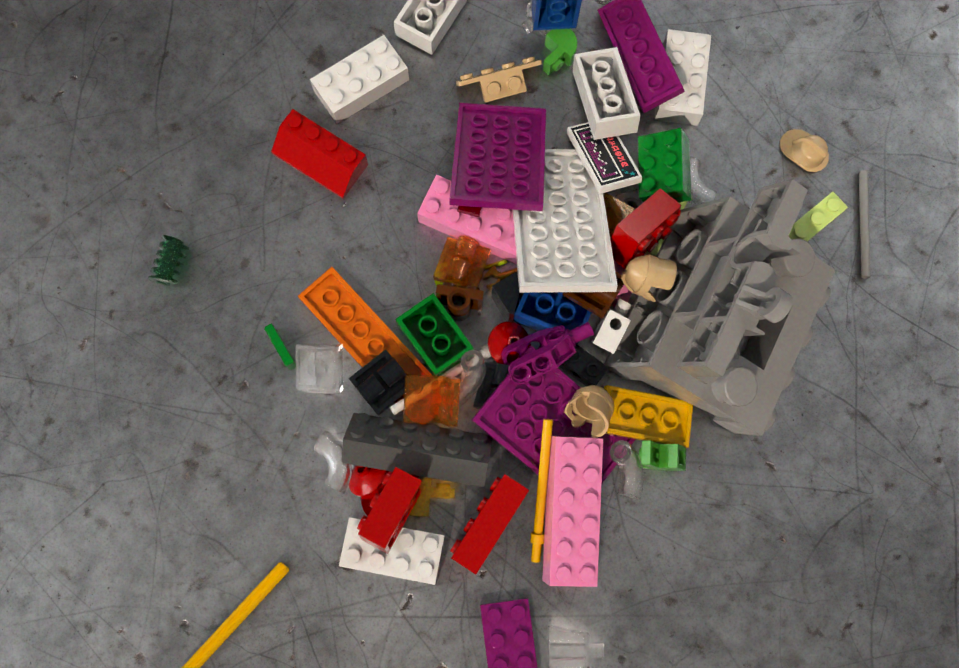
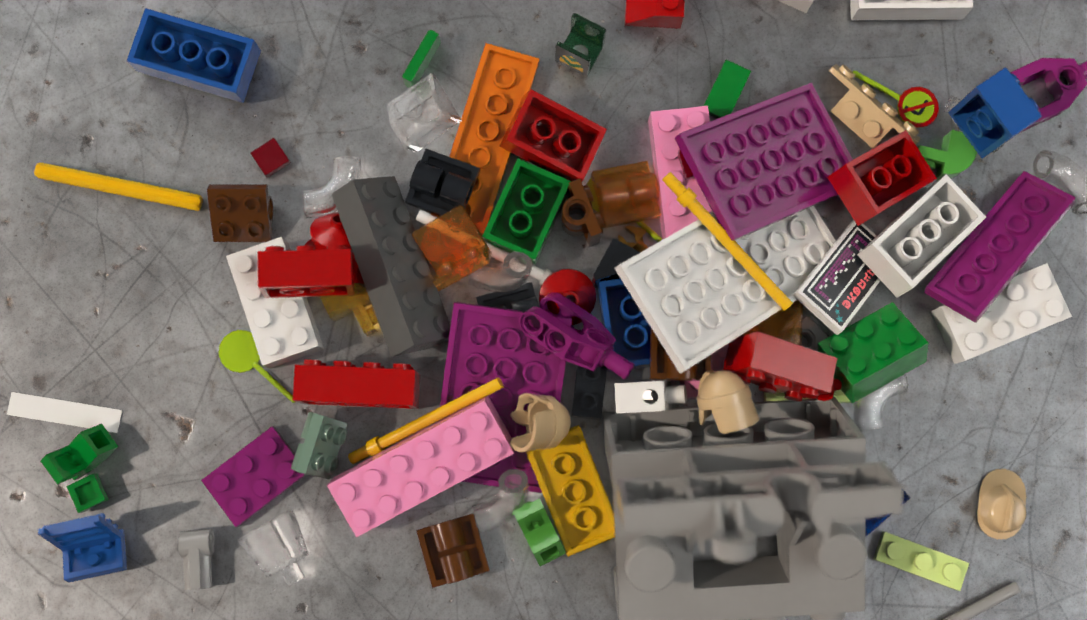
camera: 60 degrees right, 5 degrees up
(173, 506) = (194, 55): none -> blue brick
(283, 495) = (270, 157): none -> dark red tile
(311, 539) = (240, 212): none -> reddish brown plate
(336, 224) = (582, 33): none -> clear green piece
(394, 287) = (553, 137): none -> red brick
(412, 597) = (240, 355): none -> lime piece
(430, 158) = (726, 89): none -> green tile
(498, 219) = (687, 198): none -> yellow bar
(512, 49) = (914, 105): none -> piece
(523, 582) = (321, 446): none -> sand green plate
(552, 94) = (881, 177): none -> red brick
(642, 524) = (453, 550): none -> reddish brown plate

